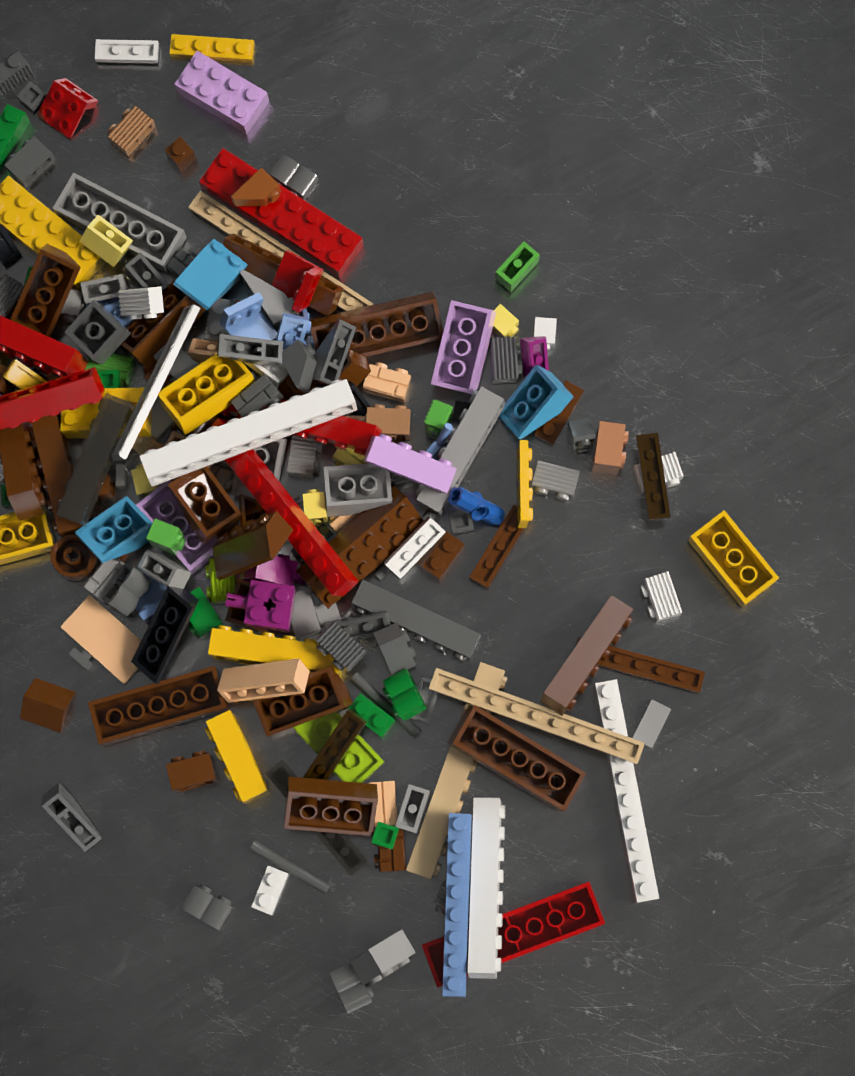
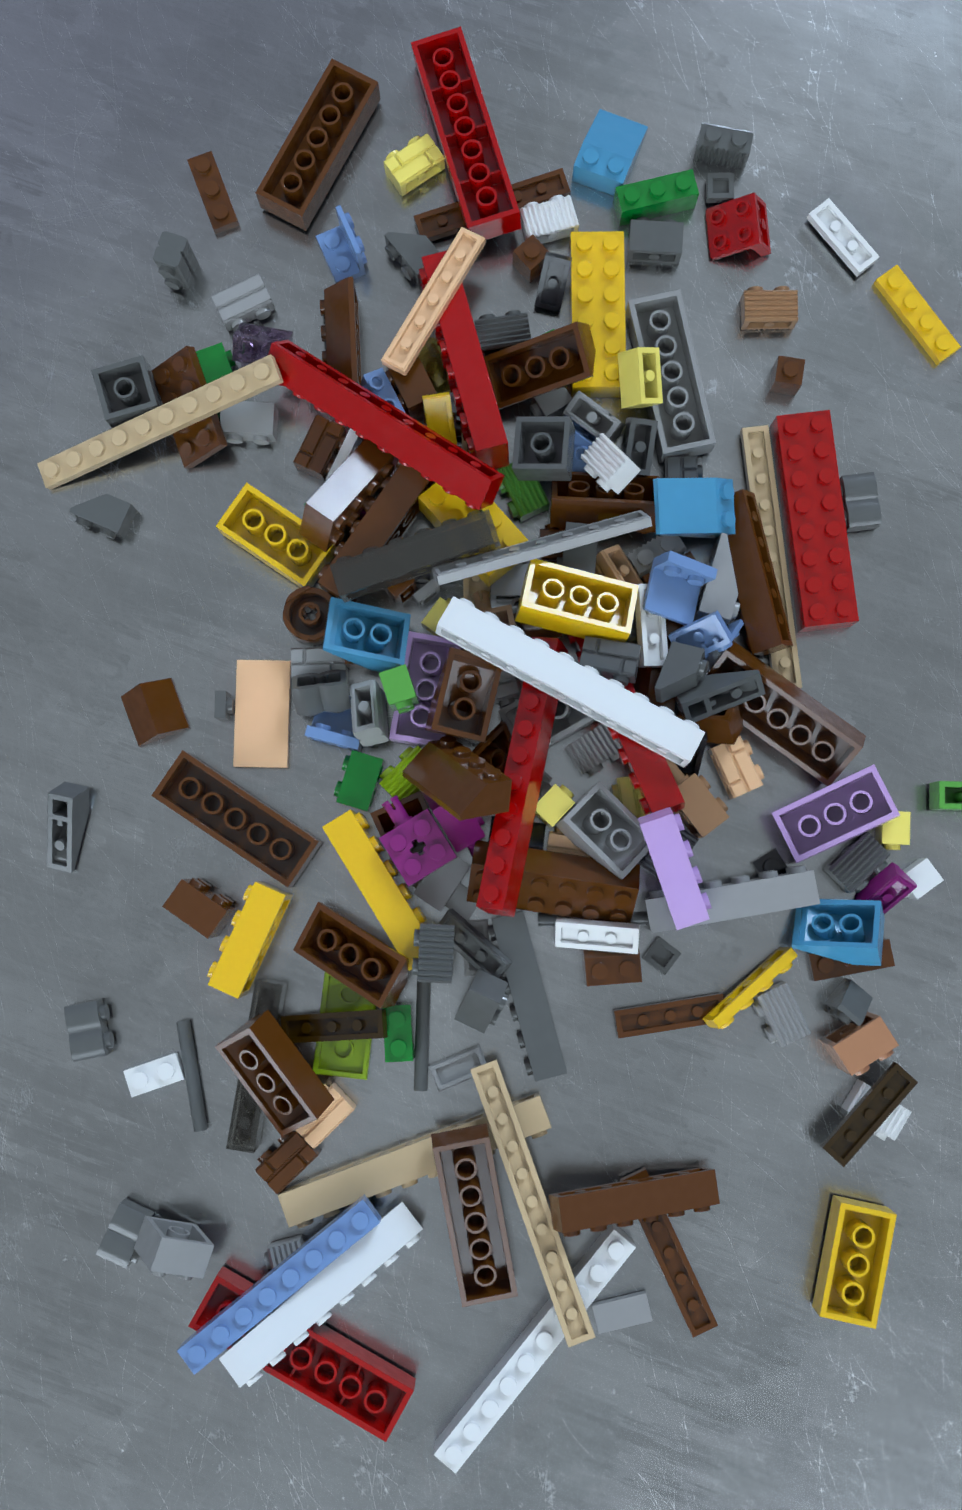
camera: 50 degrees right, 5 degrees up
(110, 378) = (508, 499): green plate -> none
(164, 632) = (309, 767): black slope -> none
(221, 92) = (882, 361): lavender brick -> none
(250, 350) = (652, 611): dark grey slope -> none
(257, 191) = (817, 479): dark orange slope -> none
(263, 680) = (341, 904): light nougat brick -> none
(297, 279) = (762, 595): red bracket -> none
(385, 835) = (292, 1149): green plate -> none
(404, 695) = (445, 1047): green brick -> none
(413, 808) = (343, 1151): light grey slope -> none
(437, 417) = (742, 850): bright green brick -> none
(440, 441) = (724, 872): medium blue piece -> none
(476, 506) = (689, 962): blue piece -> none
(661, 597) = (754, 1218): white brick -> none

